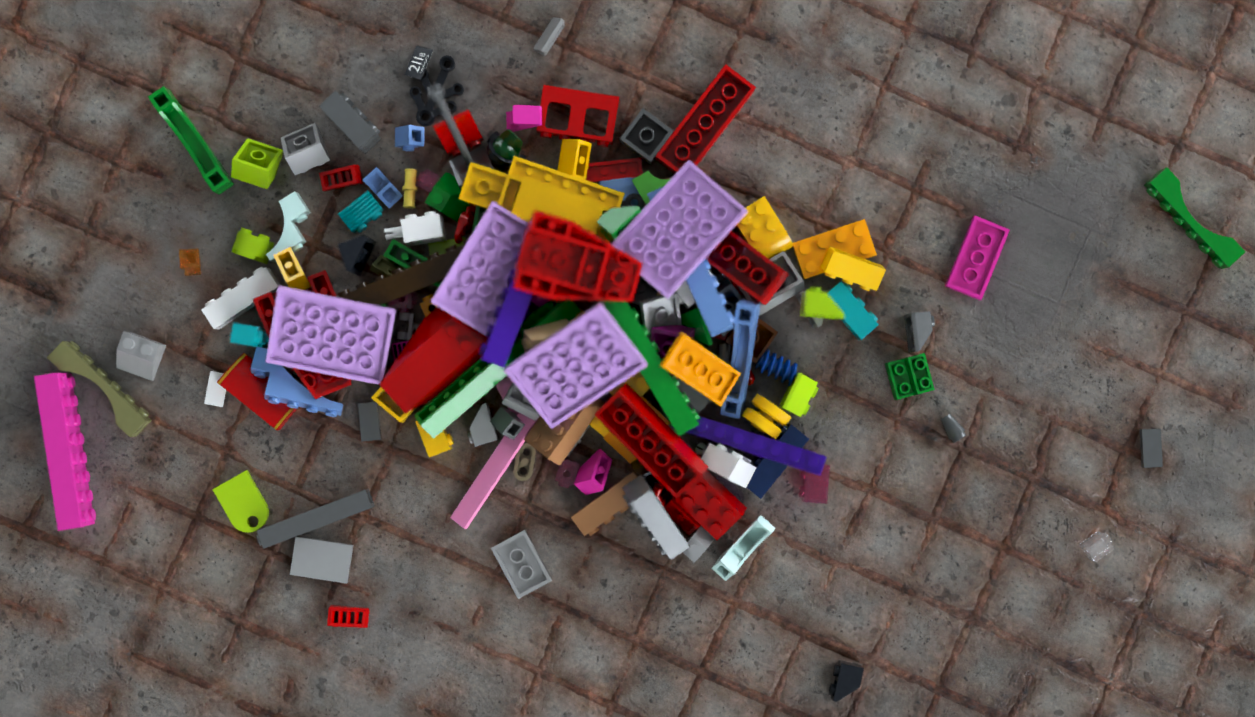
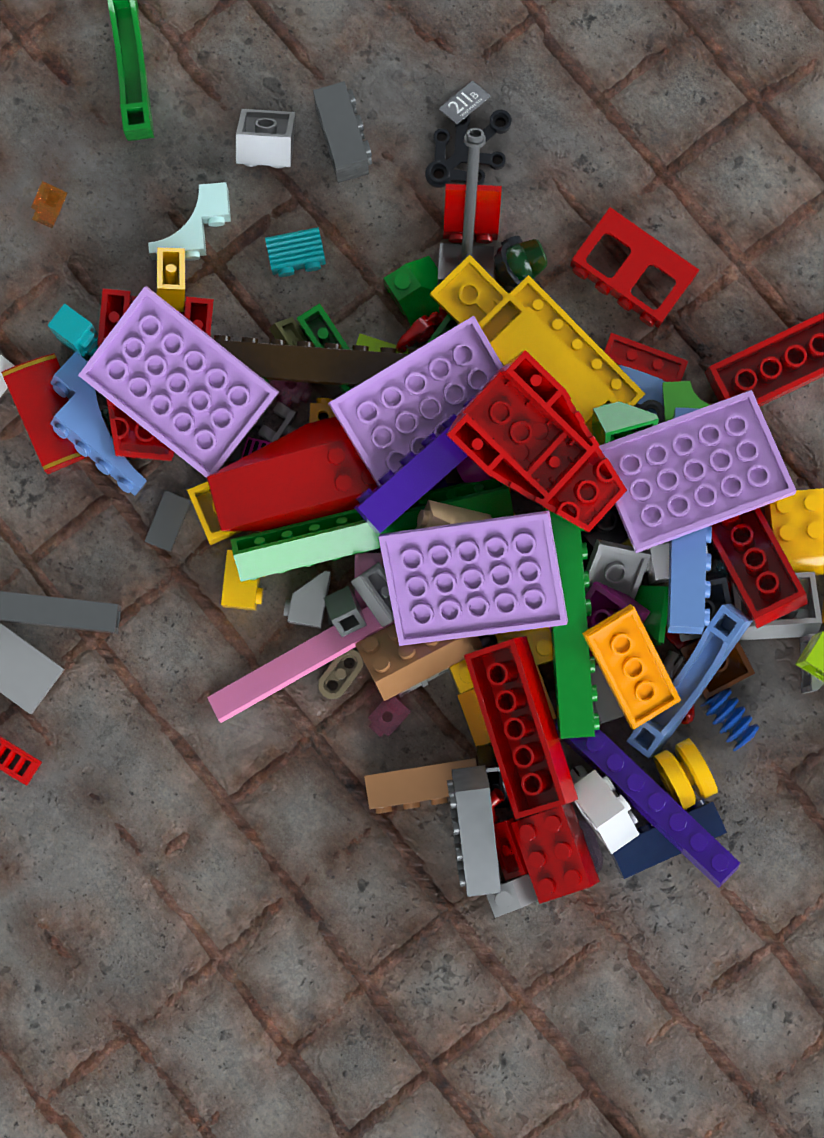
camera: 30 degrees right, 5 degrees down
(240, 299) = (84, 283): white brick -> none
(252, 246) = (136, 225): lime cylinder -> none
(256, 163) = (195, 125): lime slope -> none
(351, 169) = (313, 203): red slope -> none
(356, 253) = (265, 297): black slope -> none
(382, 187) = (338, 234): medium blue slope -> none
(409, 137) = (405, 188): medium blue brick -> none
(410, 188) = (372, 253): light yellow pin -> none
(419, 230) = (359, 309): white brick -> none
(427, 180) = (400, 252): clear pink brick -> none
(521, 564) = (268, 805): light grey plate -> none
(523, 117) = (564, 235): dark pink slope -> none
(549, 36) = (647, 152): light grey slope -> none
(574, 157) = (604, 317): yellow brick -> none
(593, 473) = (422, 734): dark pink slope -> none
(646, 136) = (708, 336): dark grey brick -> none
(742, 547) = (568, 931): light aqua arch -> none
(798, 395) = (741, 768): lime slope -> none
(815, 487) = (703, 899): clear pink brick -> none

